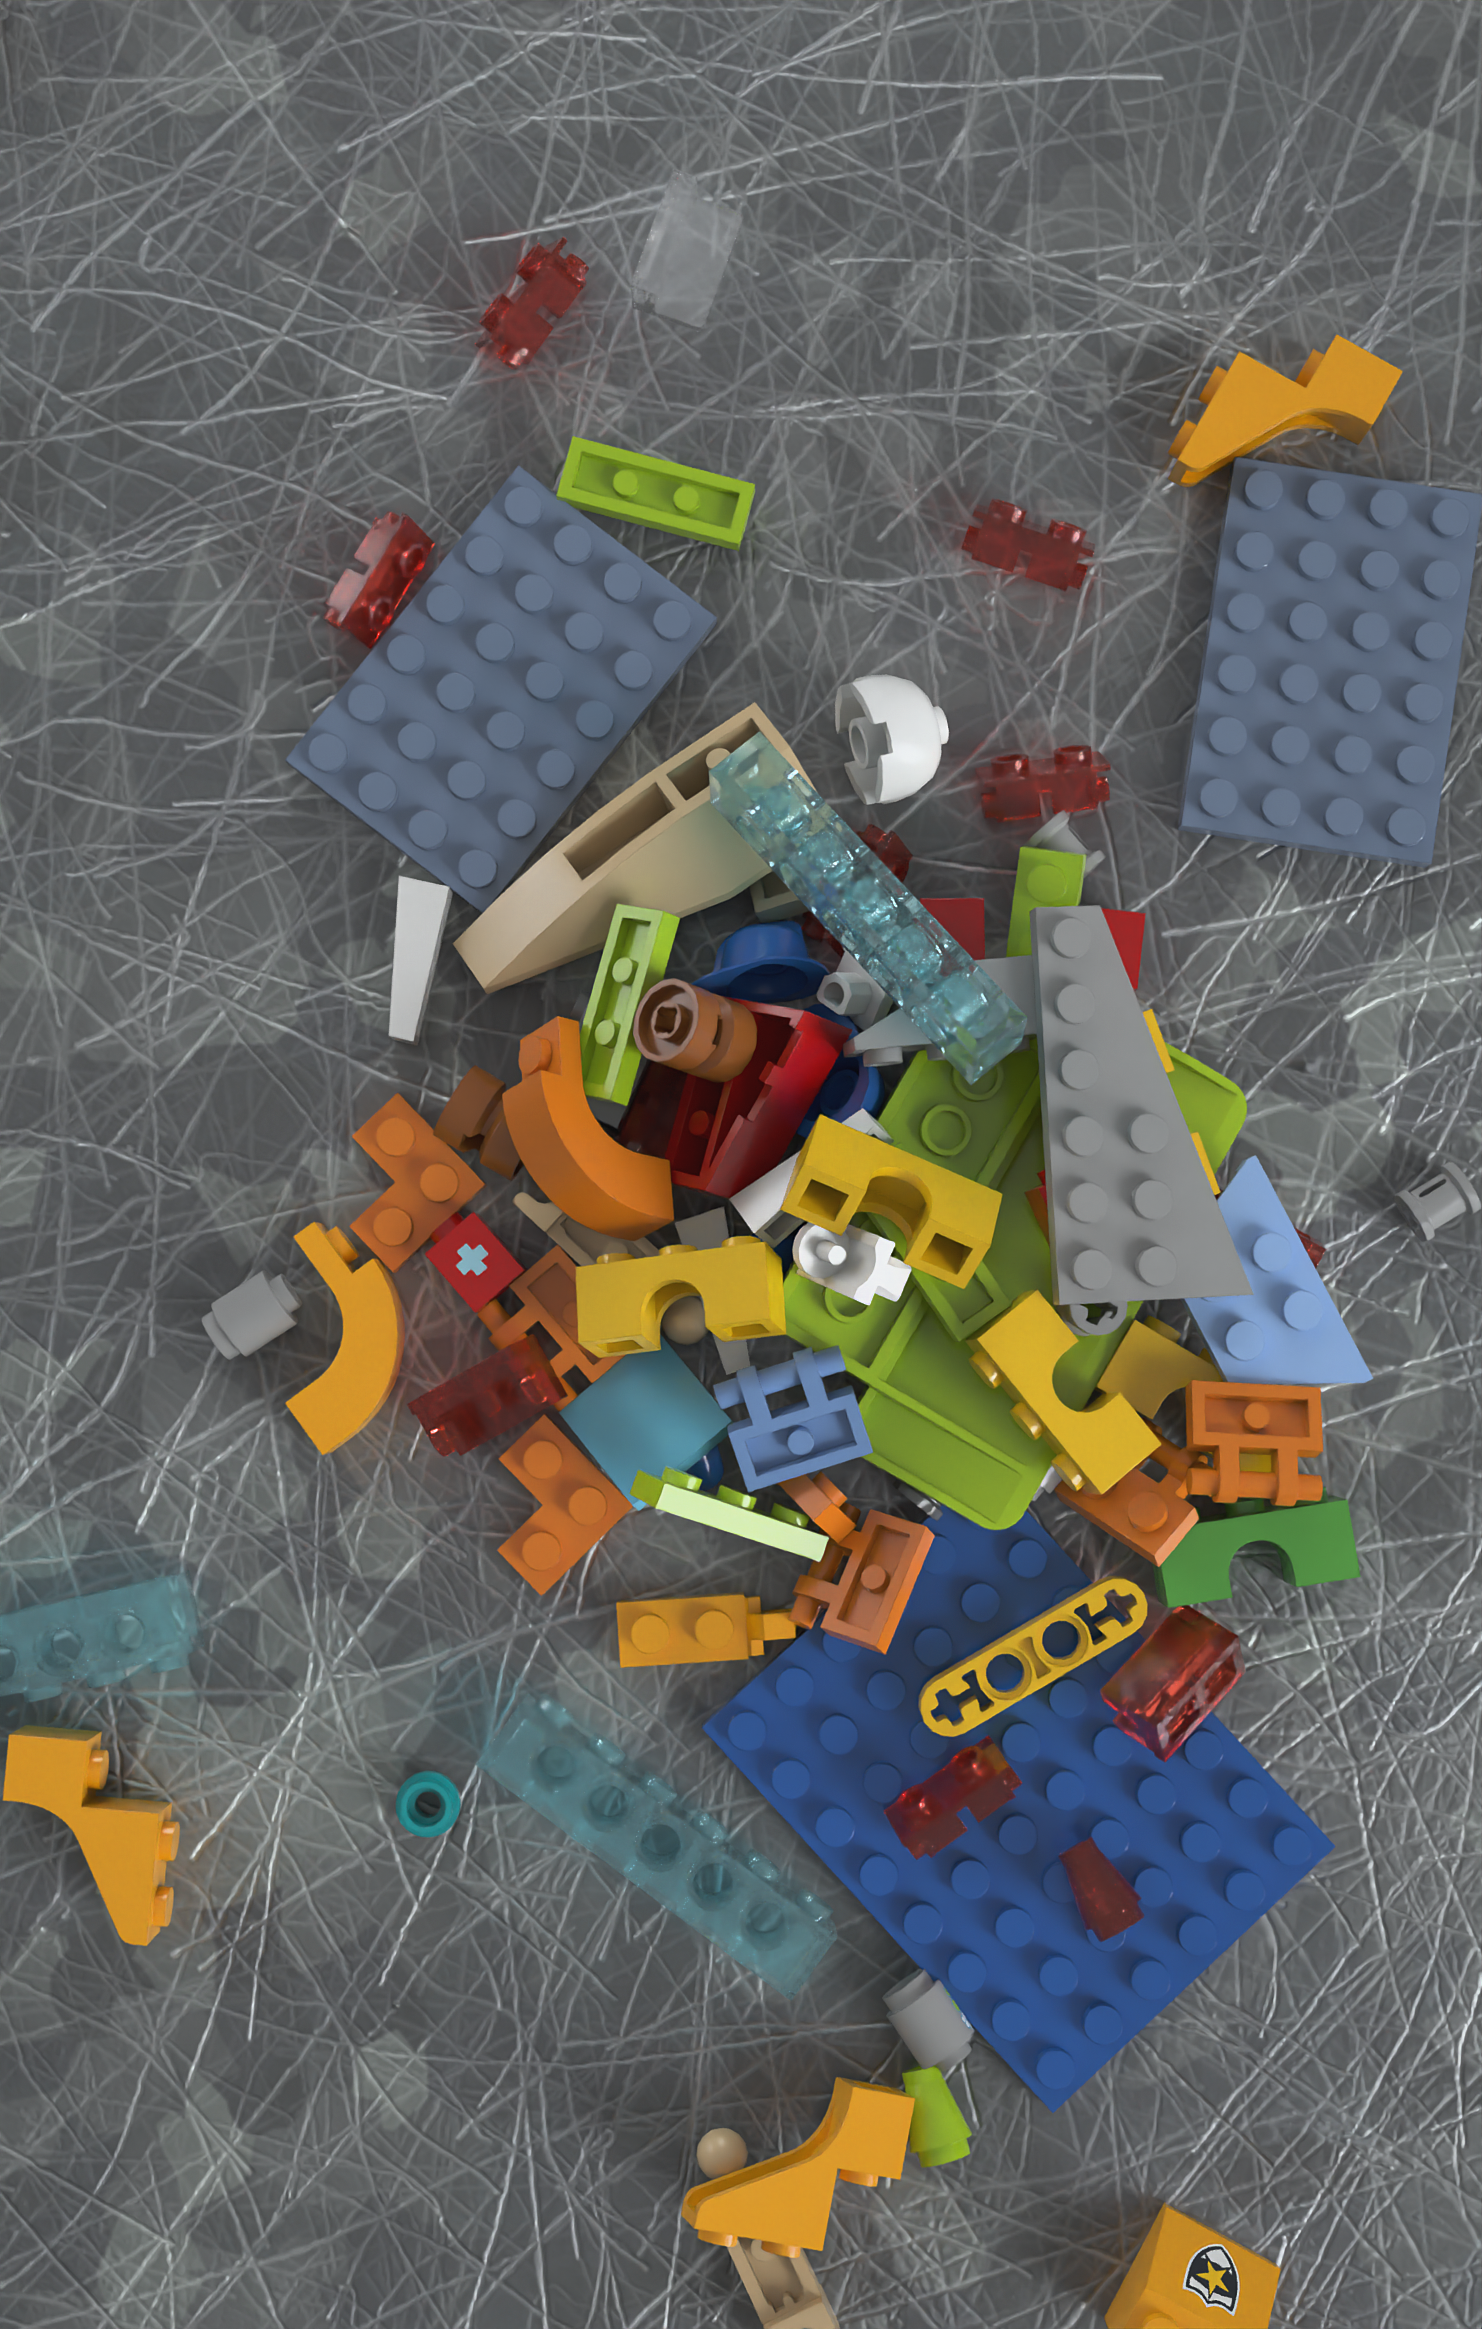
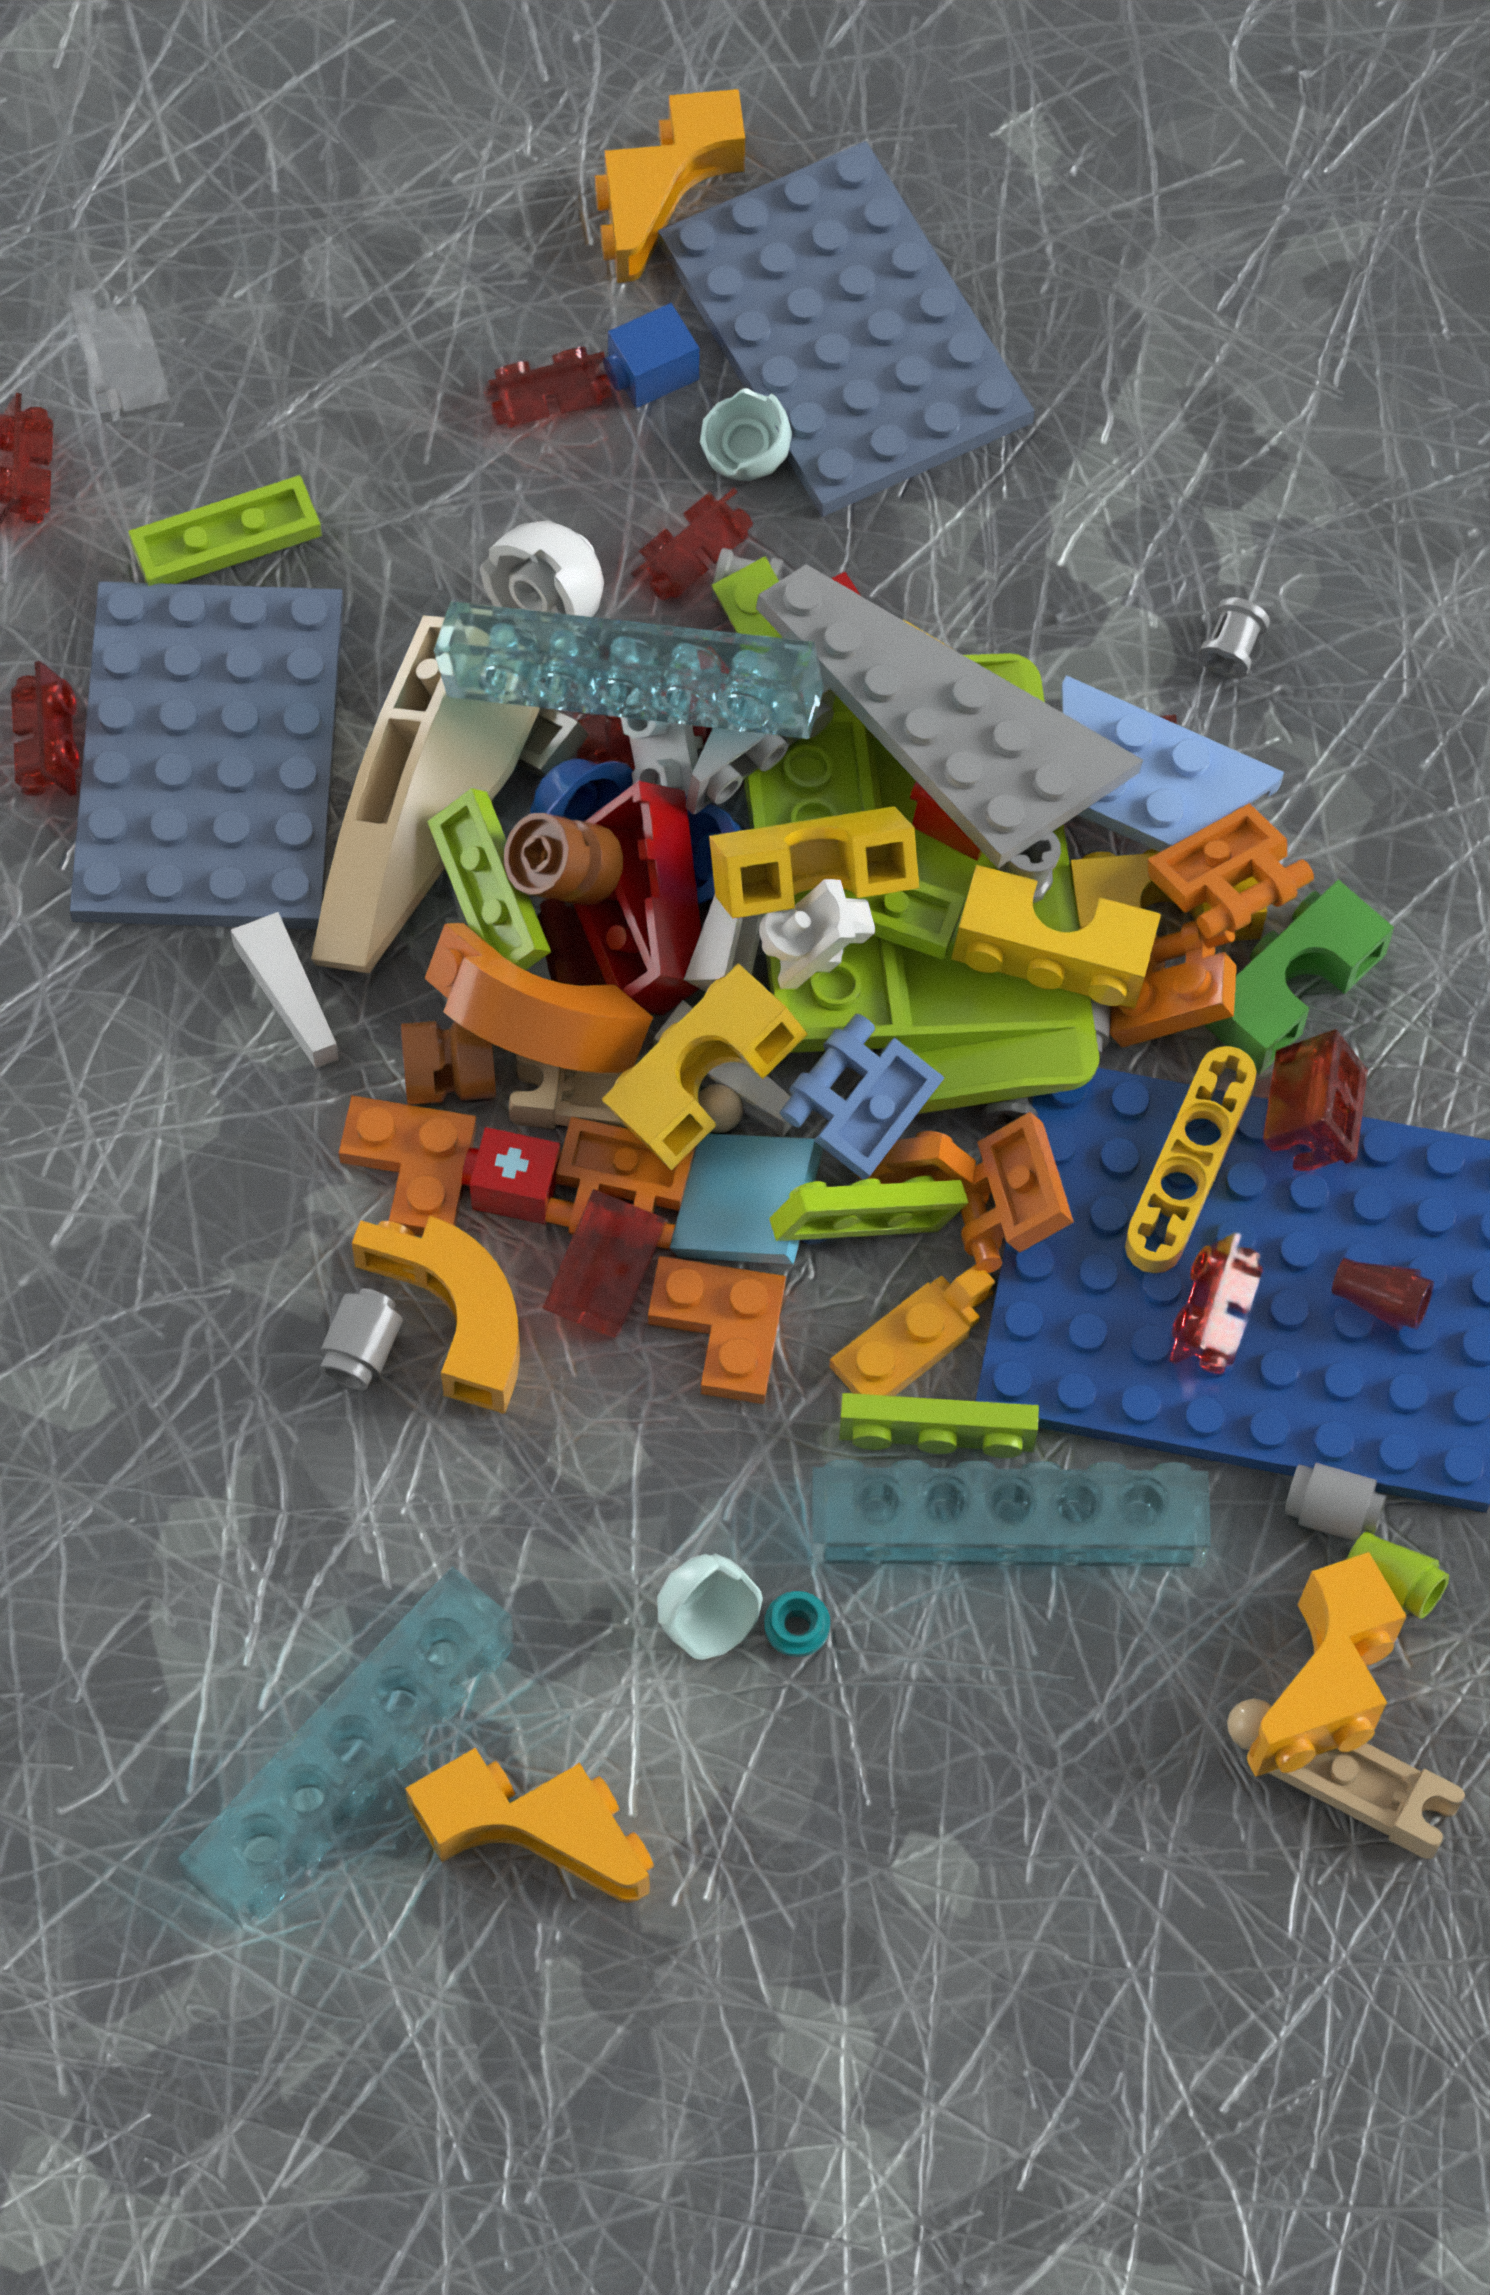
camera: 35 degrees left, 20 degrees down
(361, 1745) = (708, 1606): none -> light aqua hair
(658, 1726) = (938, 1424): none -> lime plate
(1138, 578) = (652, 356): none -> blue brick
(1159, 715) = (742, 435): none -> light aqua hair

